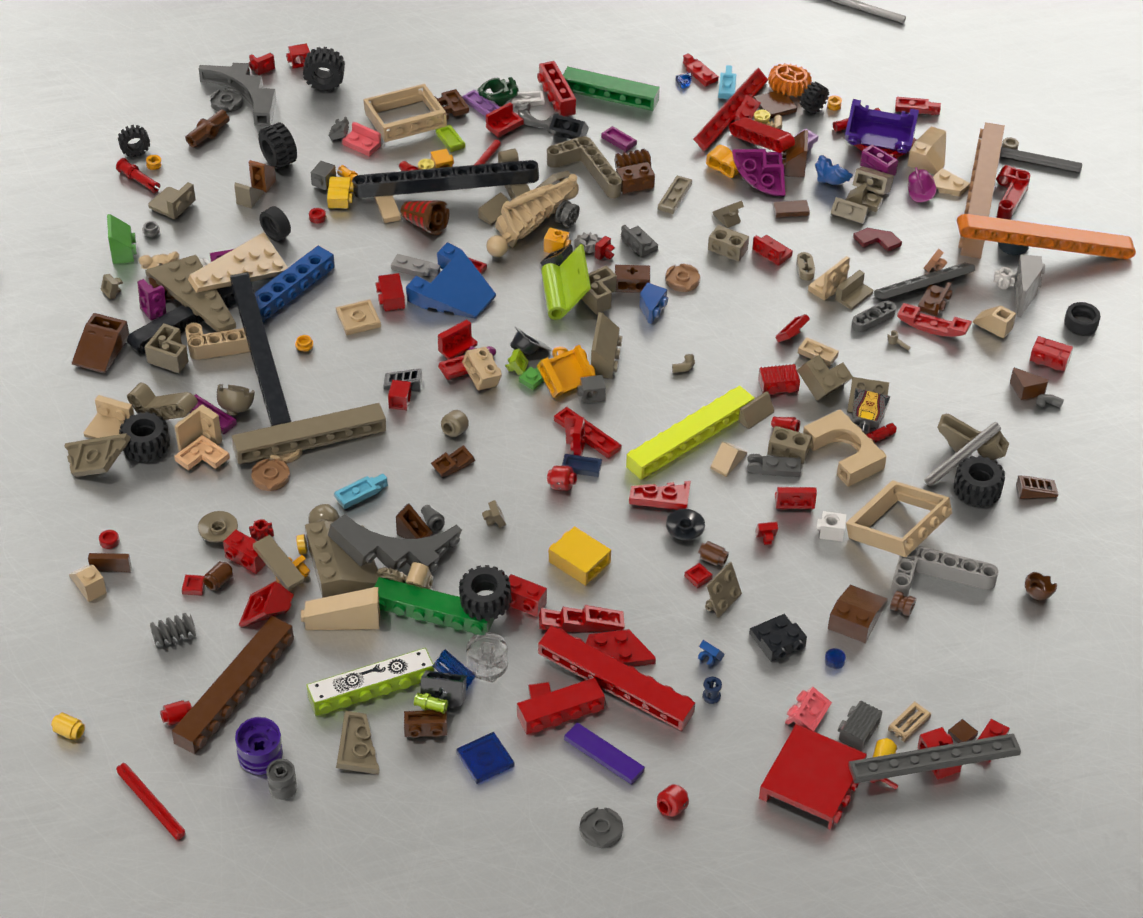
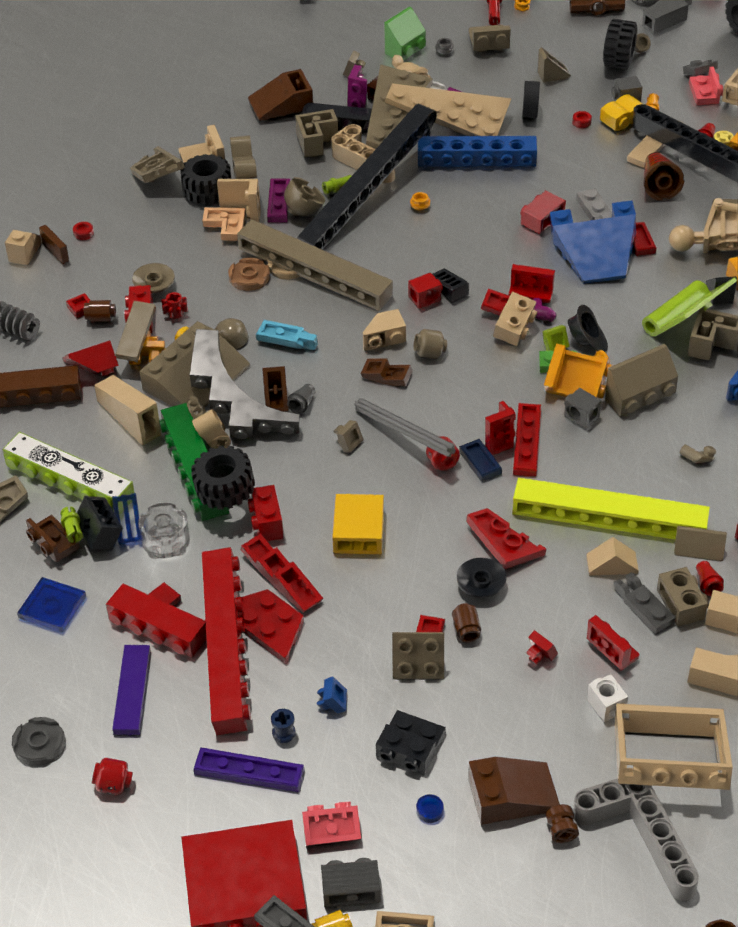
camera: 55 degrees right, 0 degrees up
(234, 374) = (333, 185): none -> lime pin
(261, 175) = (580, 59): dark orange slope -> none
(358, 317) = (492, 213): tan tile -> none
(415, 436) = (384, 330): none -> tan slope
(522, 480) = (405, 427): none -> dark grey axle
(726, 729) = (249, 769): none -> dark purple tile

